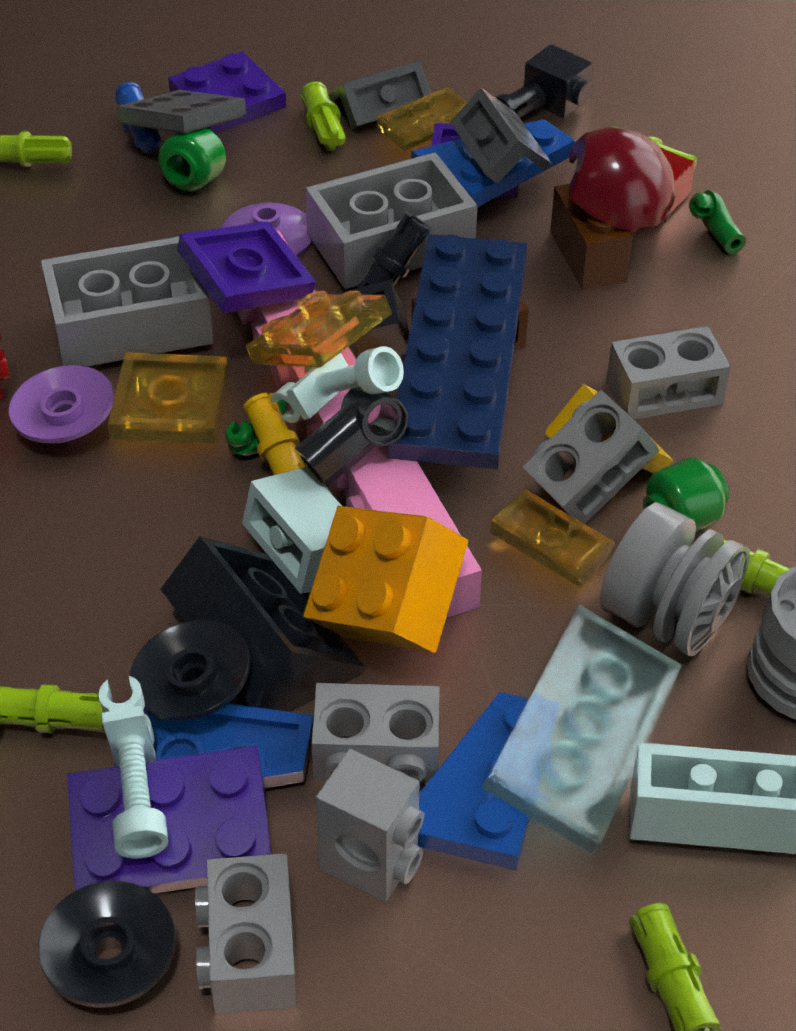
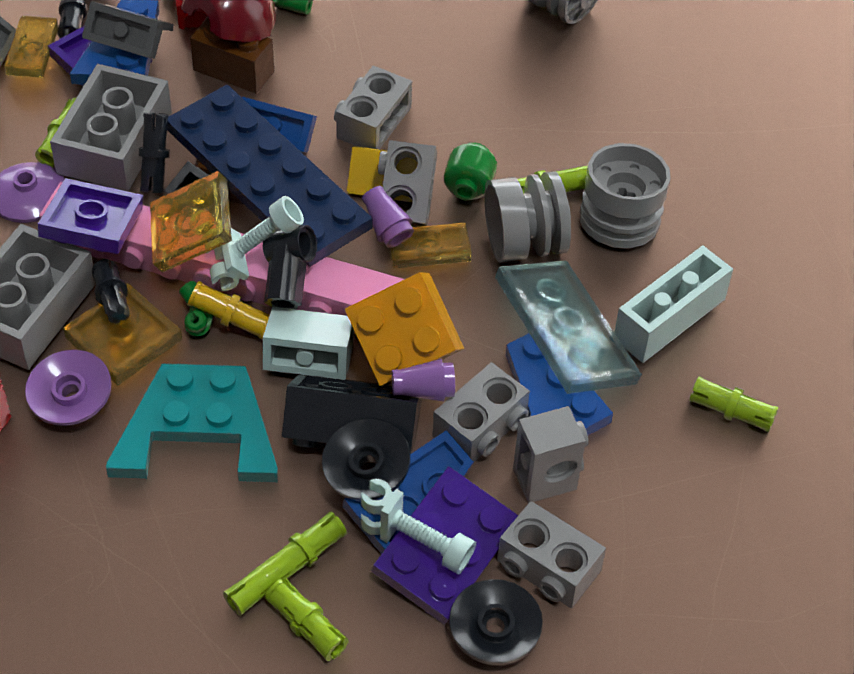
camera: 50 degrees left, 5 degrees up
(143, 506) = (197, 406): none -> teal wing
(191, 347) = (111, 290): none -> black axle
(337, 643) = (426, 381): none -> medium lavender cone
(520, 471) = (389, 220): none -> medium lavender cone
(553, 322) = (292, 124): none -> blue plate

